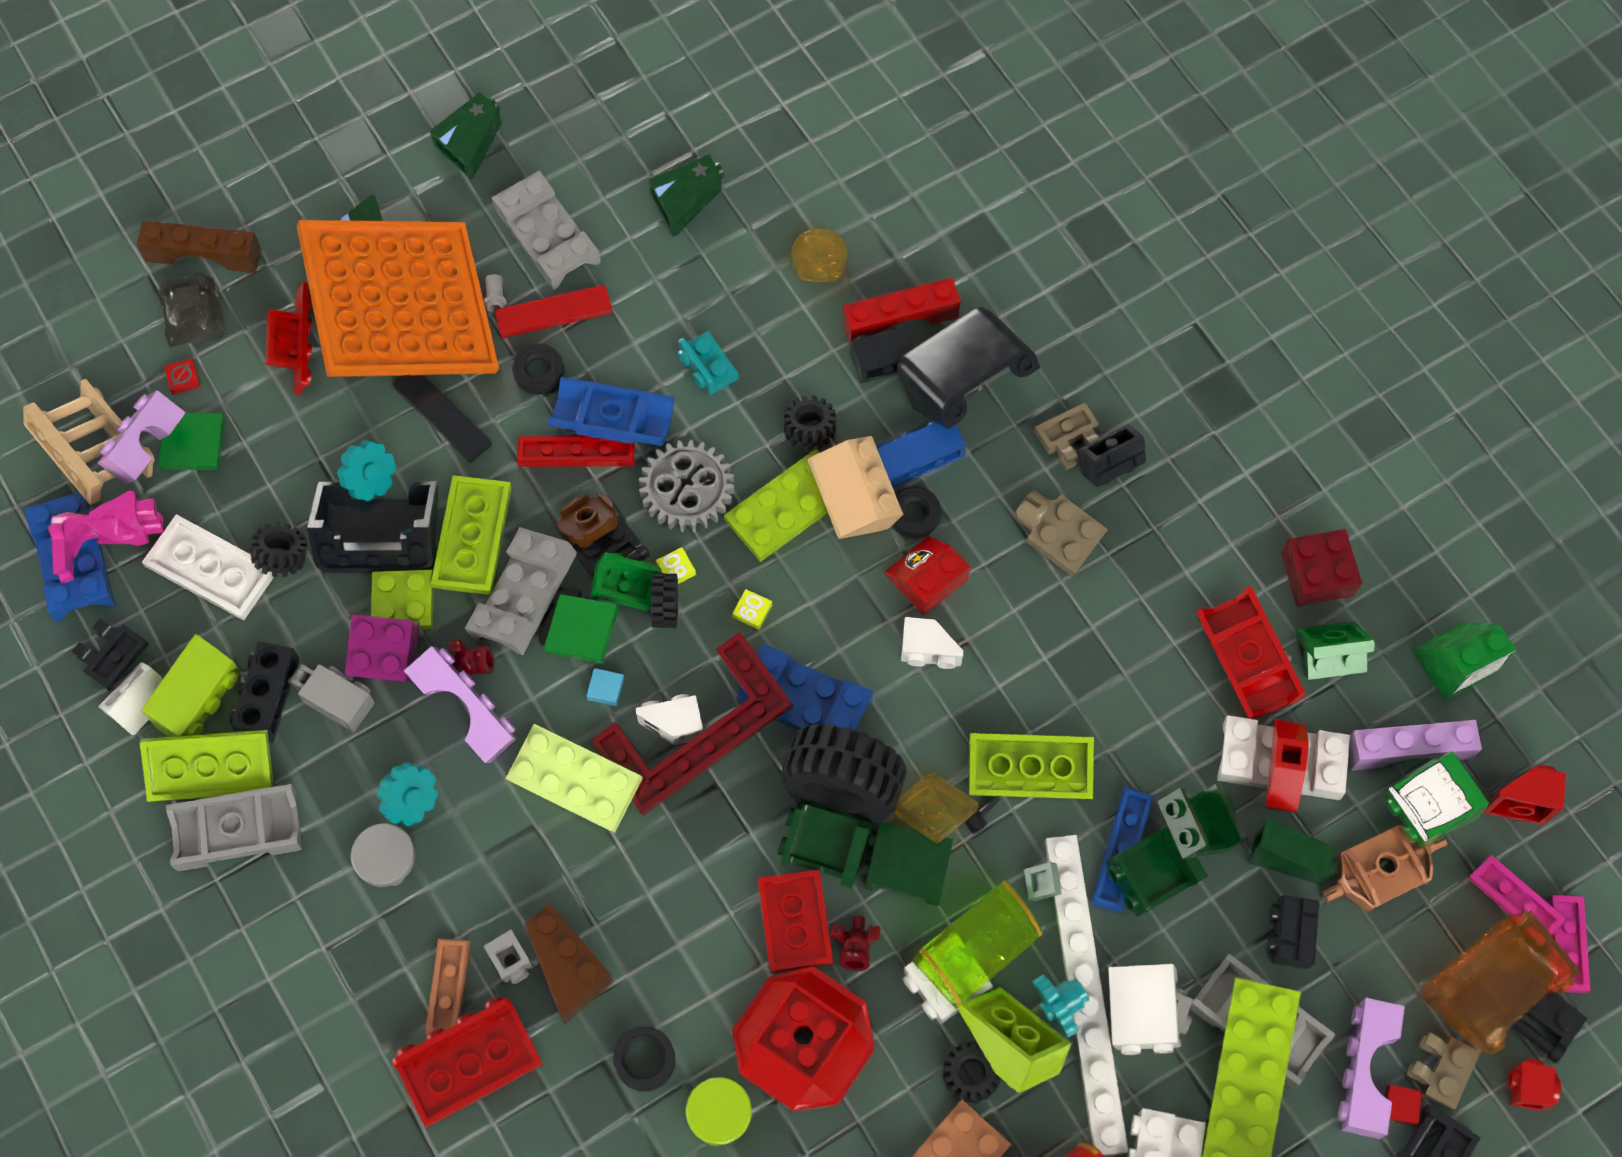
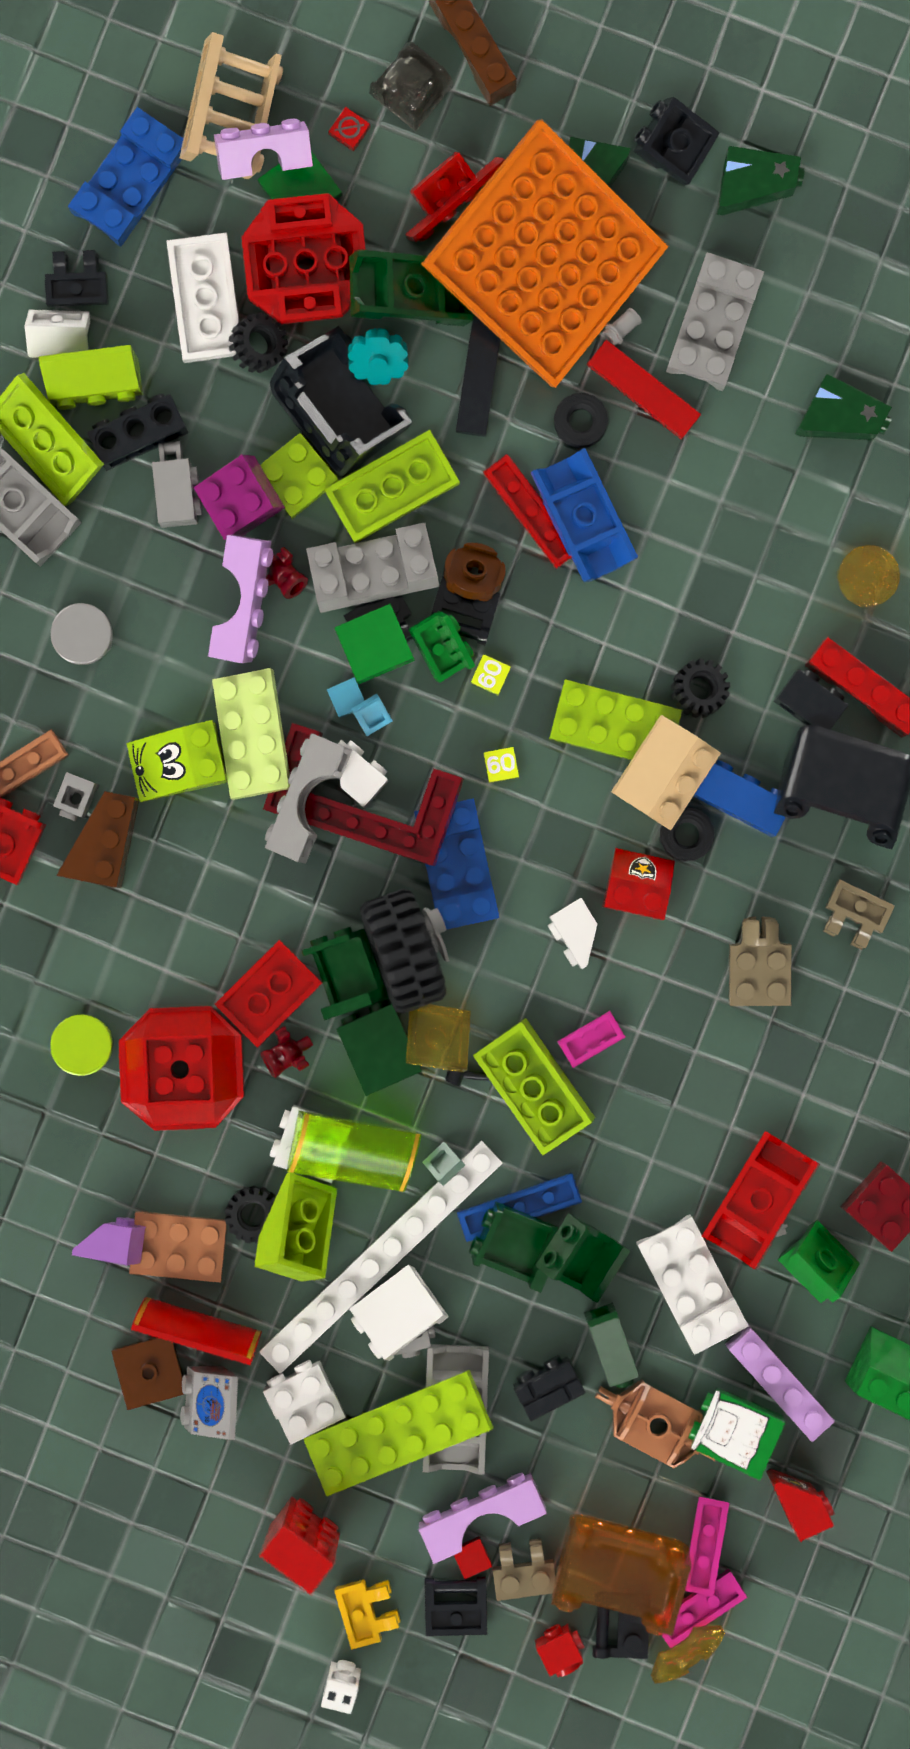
camera: 55 degrees right, 20 degrees up
(114, 522) = (174, 186): dark pink hips -> none
(232, 447) = (285, 235): none -> red piece
(331, 410) = (401, 288): none -> dark green piece
(393, 165) = (675, 140): none -> black plate
(407, 794) = (138, 614): teal plant -> none
(548, 853) = (177, 761): none -> lime slope
(619, 1058) = (55, 957): black tyre -> none
(634, 676) = (371, 714): none -> medium azure tile
(641, 731) = (291, 832): none -> light grey arch
(664, 600) = (449, 691): black tyre -> none
(665, 473) = (565, 601): light grey gear -> none
(707, 362) = (694, 558): teal bracket -> none
(1024, 694) = (591, 1039): none -> dark pink plate
(1061, 1002) = (353, 1247): teal plant -> none
(1112, 455) = (859, 964): black brick -> none
(1287, 766) = (682, 1293): red slope -> none
(1602, 968) = (697, 1646): none -> clear yellow tile

